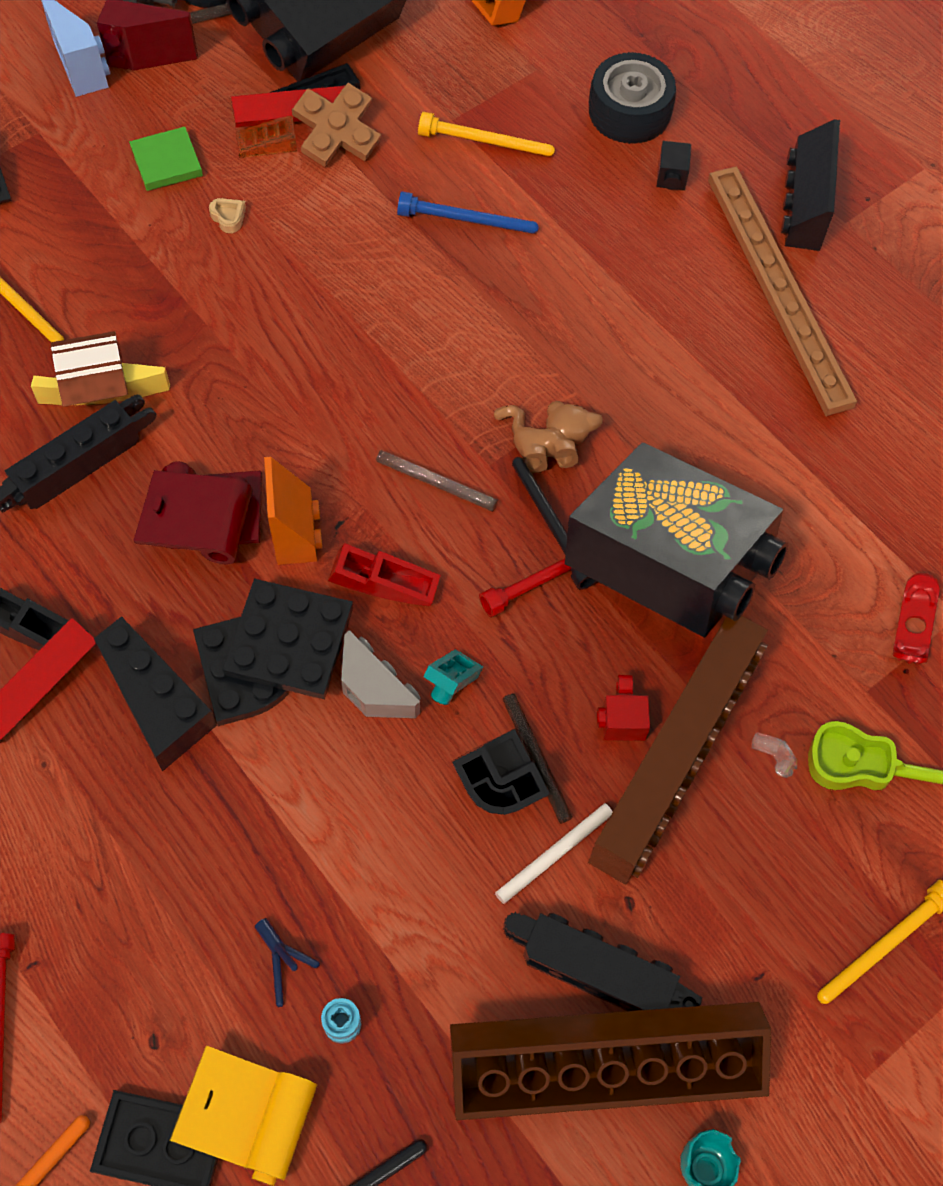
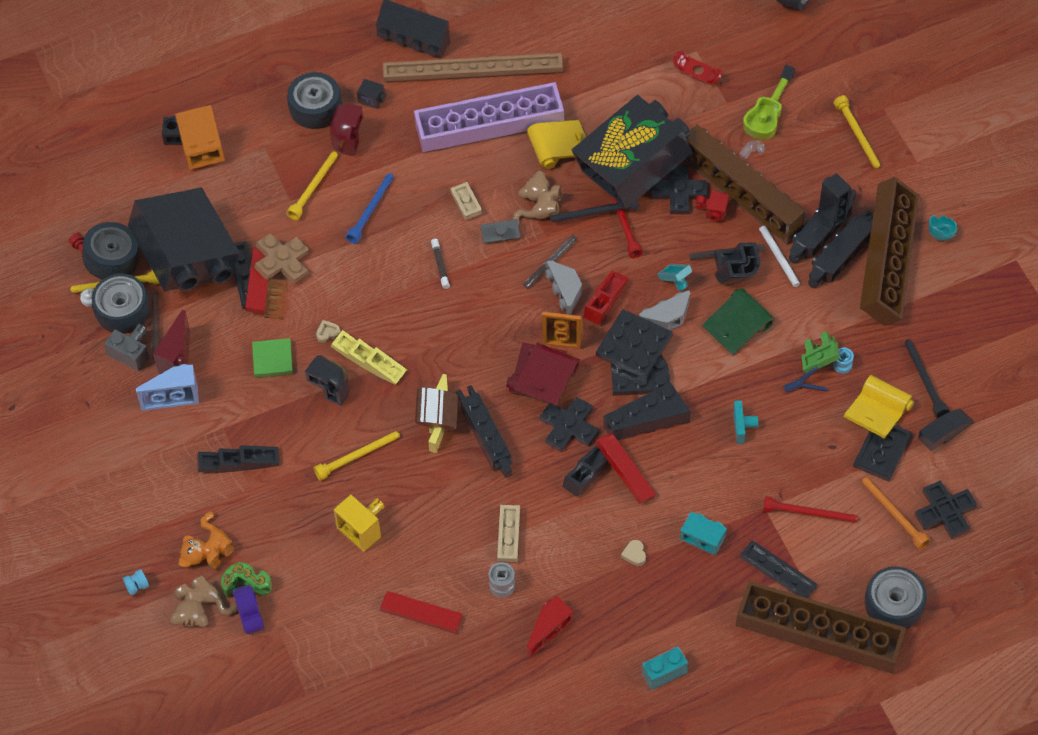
camera: 70 degrees left, 5 degrees down
(119, 579) = (569, 424): none -> black plate
(127, 223) = (330, 377): none -> black brick
(166, 858) = (742, 422): none -> teal tile
(188, 272) = (368, 358): none -> light yellow slope
(330, 974) = (820, 355): none -> bright green plate
(385, 511) = (565, 285): none -> light grey slope
(388, 808) = (739, 320): none -> dark green door
(389, 328) = (440, 263): none -> clear smoke bar
(471, 394) = (500, 231): none -> dark grey tile
(516, 334) = (466, 201): none -> tan plate
(588, 140) = (345, 128): none -> dark red brick
(646, 649) = (679, 190): none -> black plate
(646, 919) = (814, 235): none -> black hinge
(667, 912) = (834, 200): none -> black brick
(679, 428) = (555, 140): none -> yellow door
(686, 327) = (487, 116): none -> lavender brick

